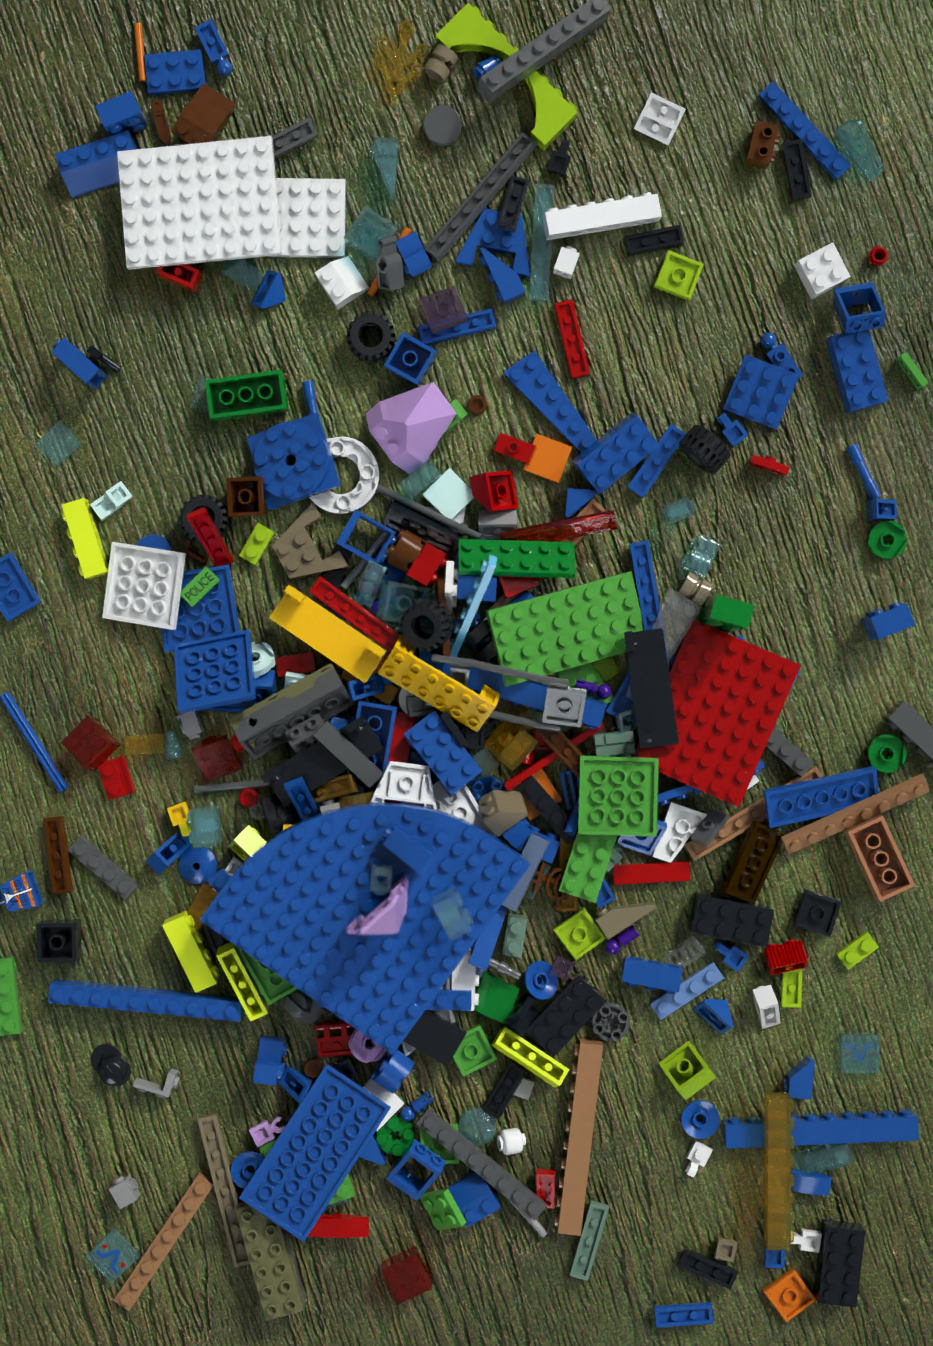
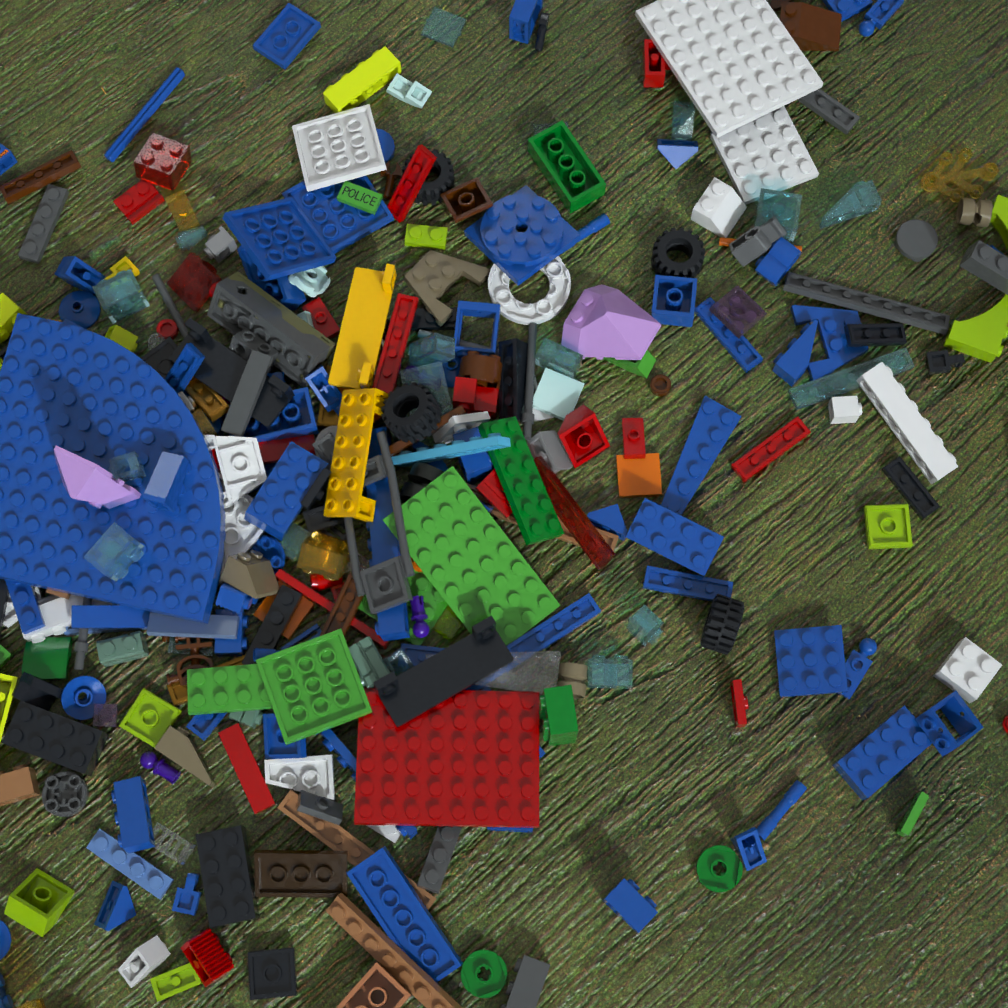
camera: 65 degrees right, 15 degrees down
(733, 431) = (756, 651): blue plate -> none

